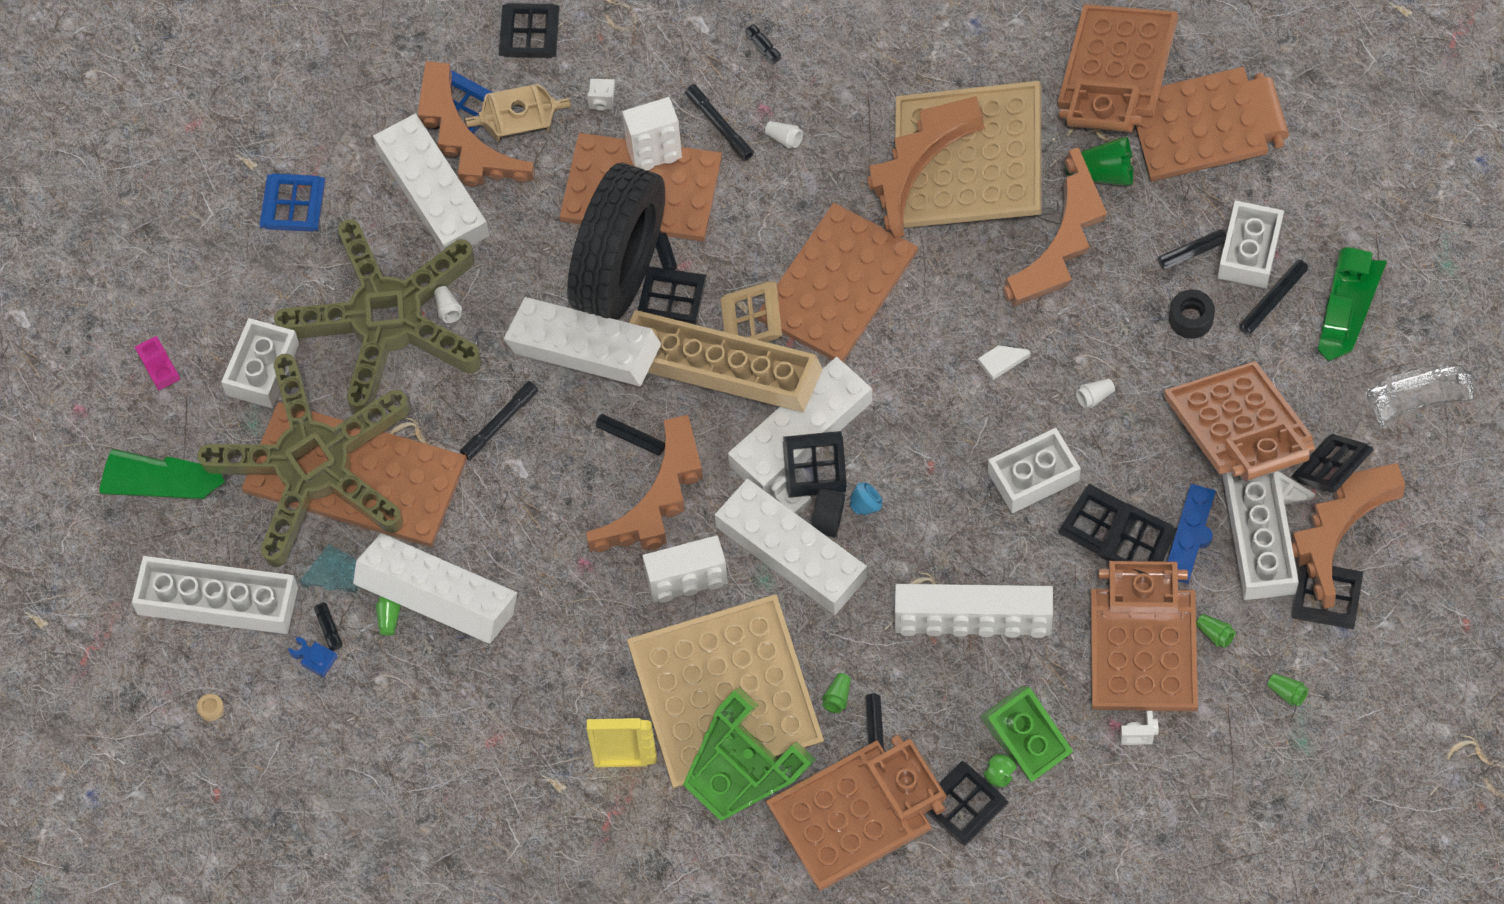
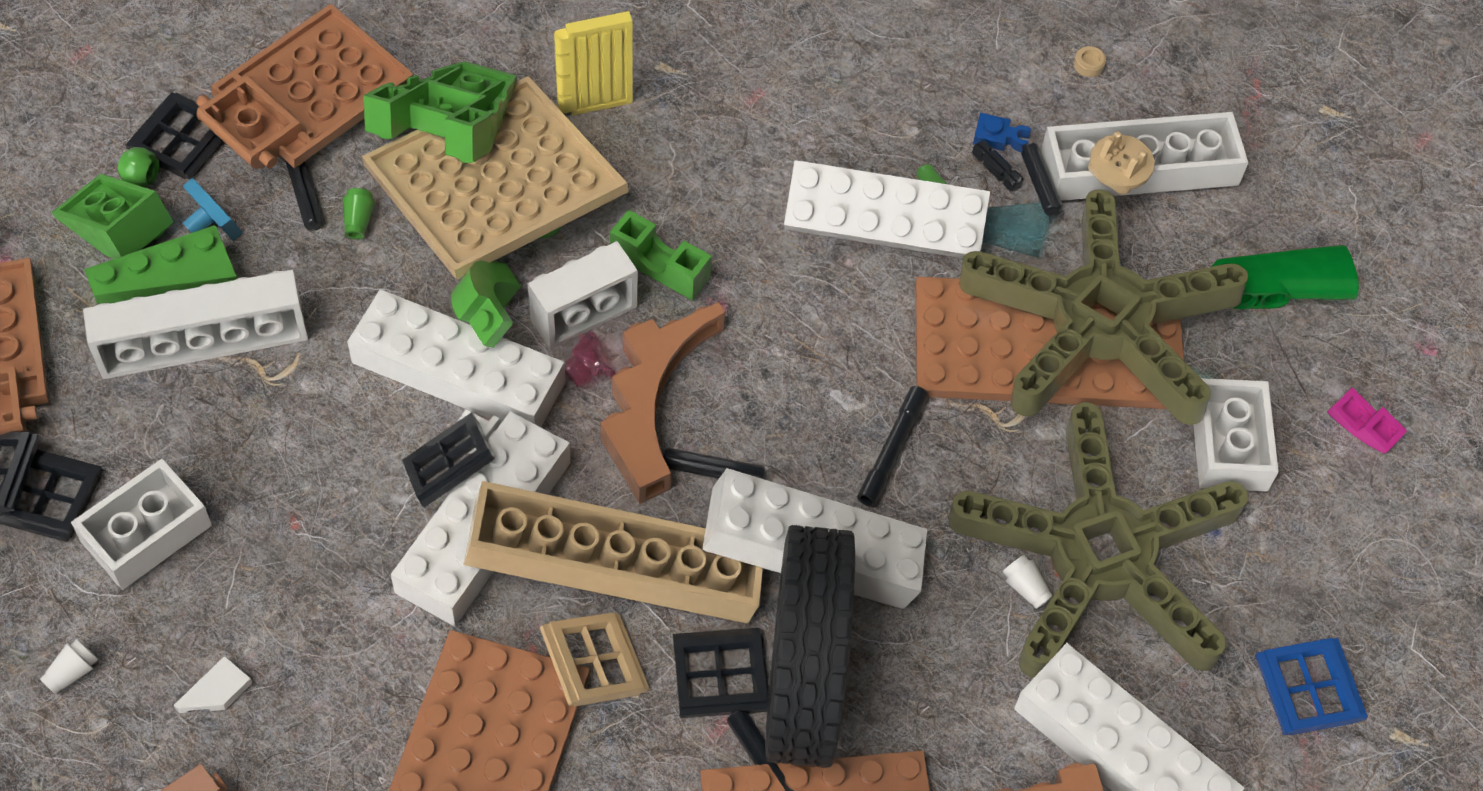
camera: 155 degrees right, 5 degrees down
(248, 579) = (1131, 171): none -> tan plate
(301, 600) = (1041, 179): none -> black axle
(608, 587) = (681, 269): none -> bright green arch
(697, 526) = (586, 360): none -> clear pink animal
(766, 568) = (482, 299): none -> bright green arch
(828, 512) = (416, 409): black tyre -> none
(865, 499) = (370, 443): dark azure cone -> none
(951, 718) = (208, 212): none -> dark azure tile
(990, 666) = (168, 266): none -> bright green wedge

